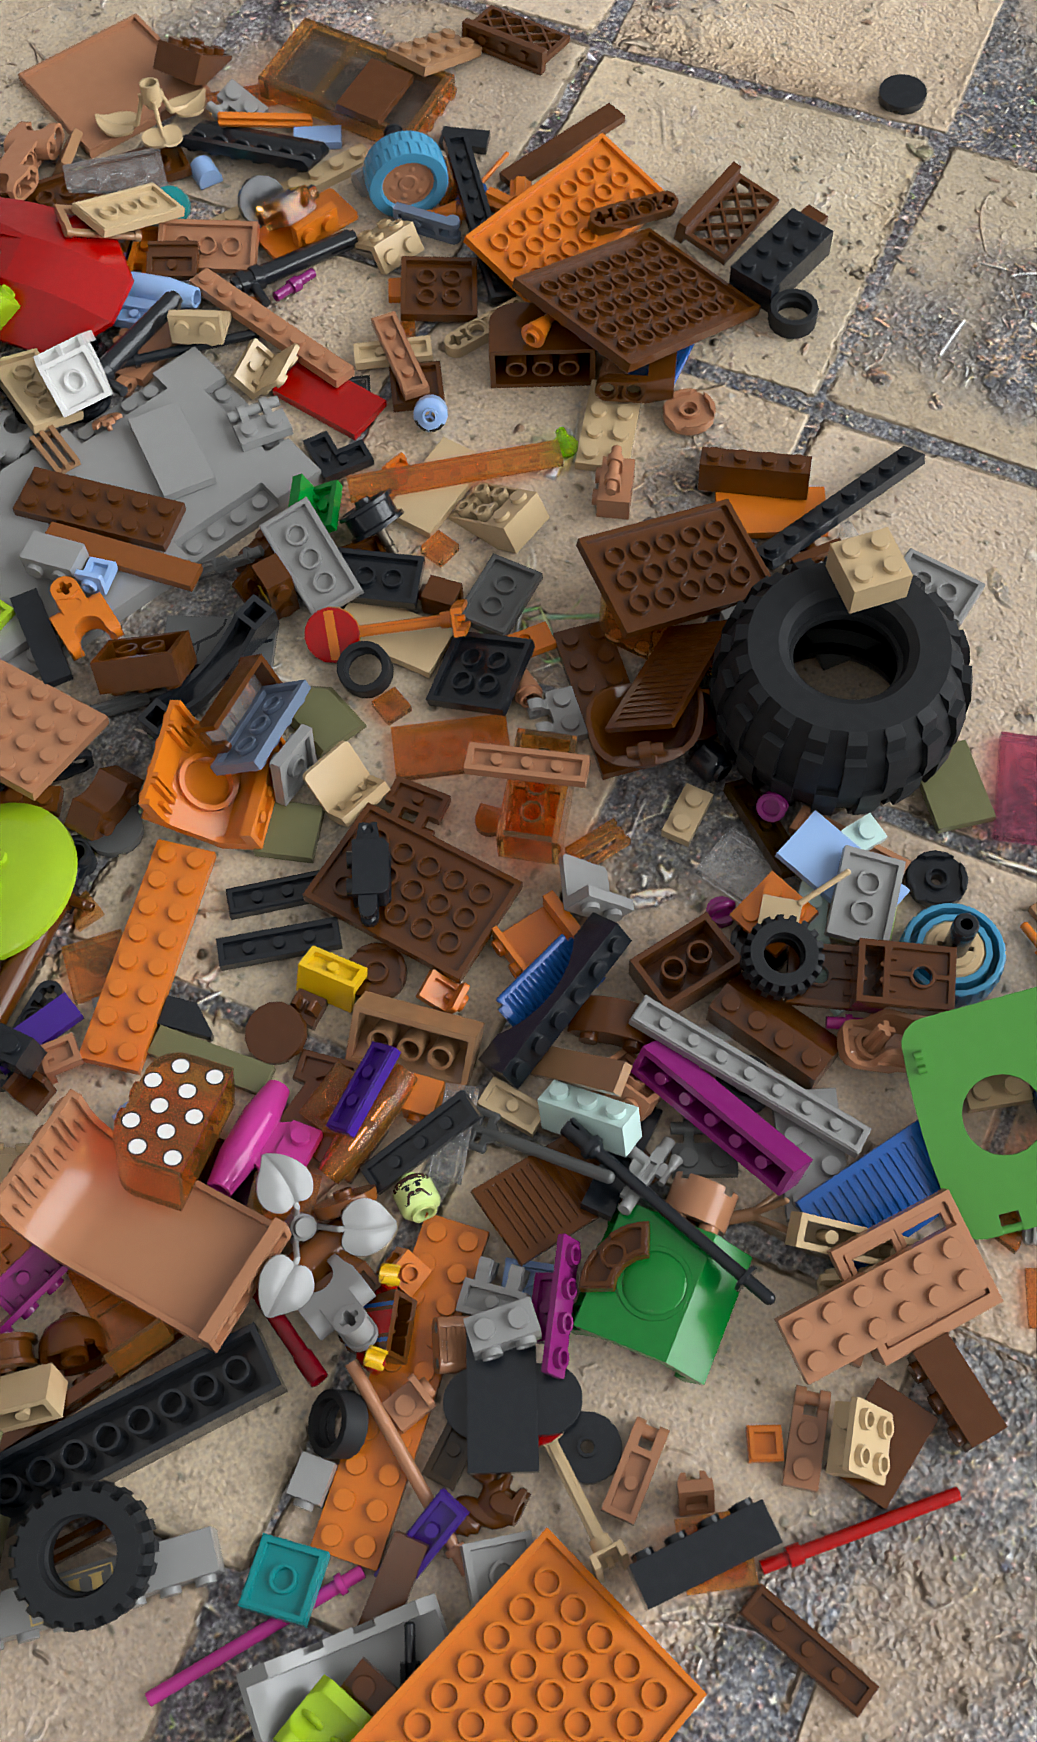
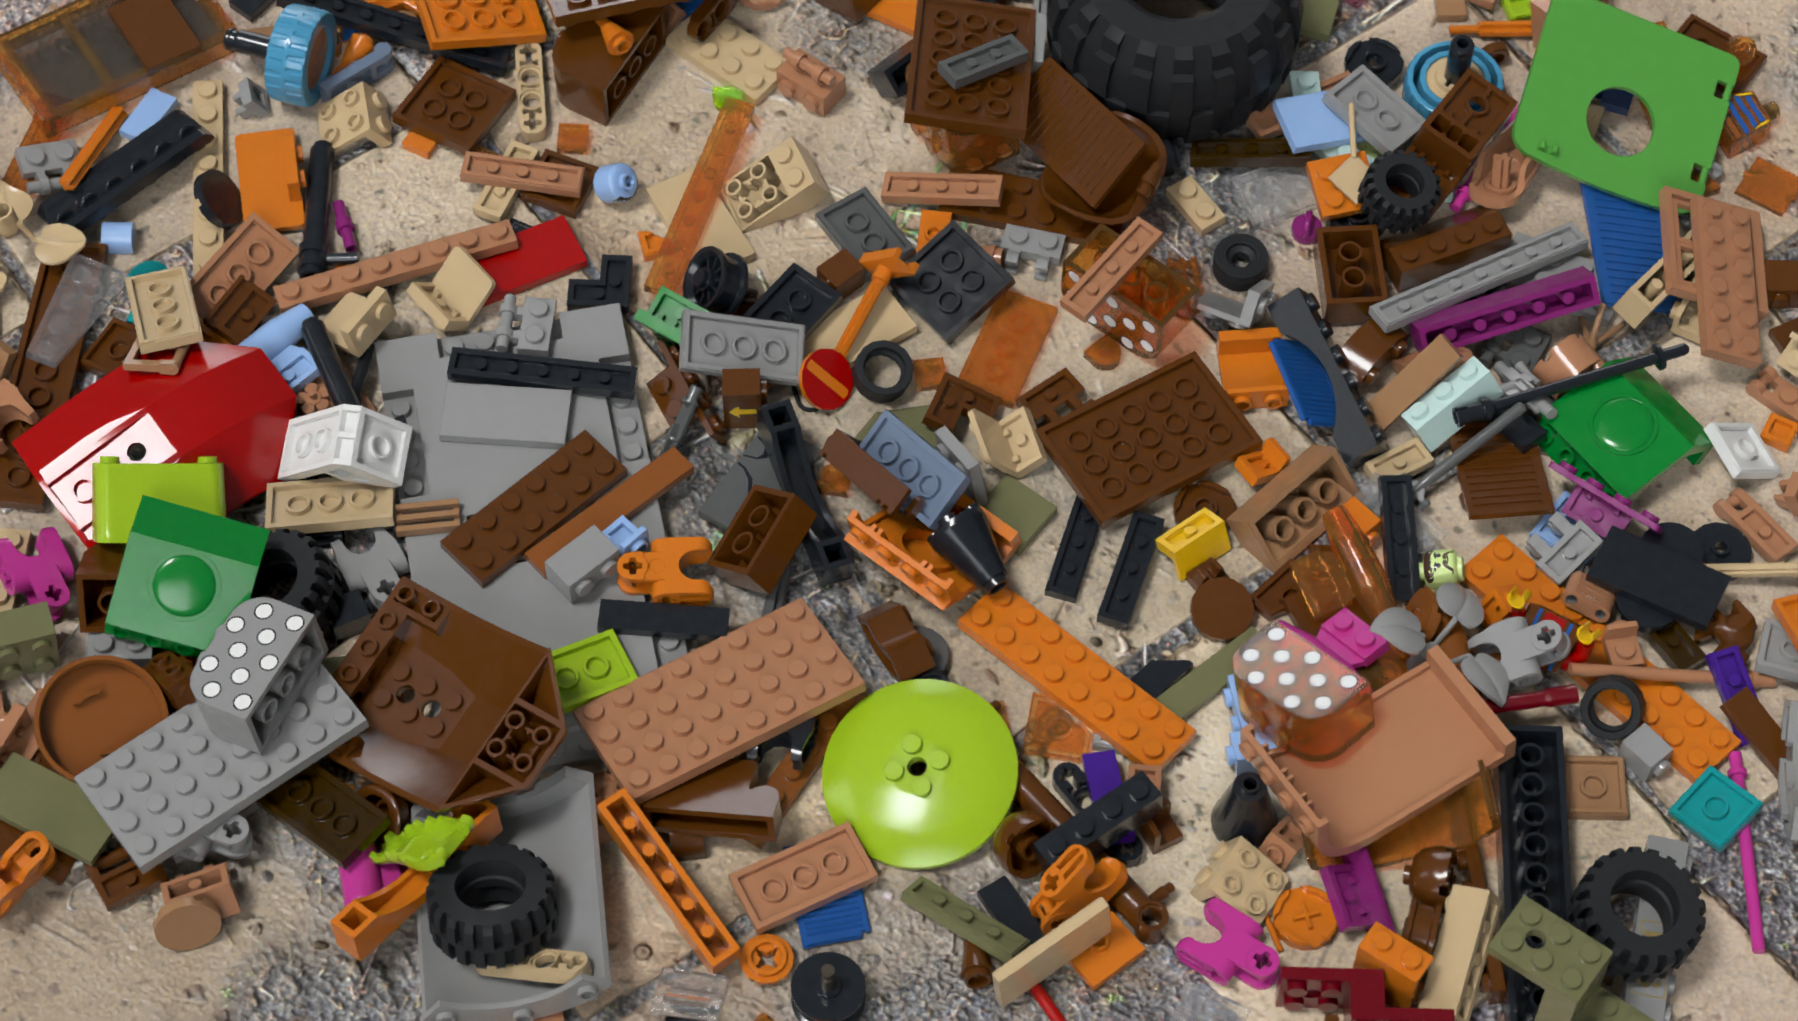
camera: 65 degrees left, 5 degrees down
(106, 420) = (424, 455): nougat plant -> none
(211, 809) = (970, 548): none -> black cone
(220, 453) = (542, 372): none -> black plate
(256, 1447) = (1596, 788): none -> medium nougat tile
(288, 206) = (256, 176): clear orange torso -> none
(363, 1089) = (1336, 547): dark purple tile -> none
(370, 731) = (956, 398): none -> reddish brown plate
(370, 873) = (1121, 453): black hinge -> none
(439, 548) = (775, 254): clear orange tile -> none
(463, 373) = (573, 139): none -> clear orange tile
(503, 1329) = (1608, 539): light grey brick -> none
(569, 623) = (942, 188): none -> nougat plate
(614, 1255) = (1585, 442): reddish brown tile -> none
(647, 859) = (1245, 247): none -> black tyre
(676, 568) = (982, 61): none -> dark grey plate
(710, 1415) = (1742, 450): none -> white tile
(772, 806) = (1243, 132): magenta tile -> none
(1019, 973) = (1497, 51): none -> reddish brown tile

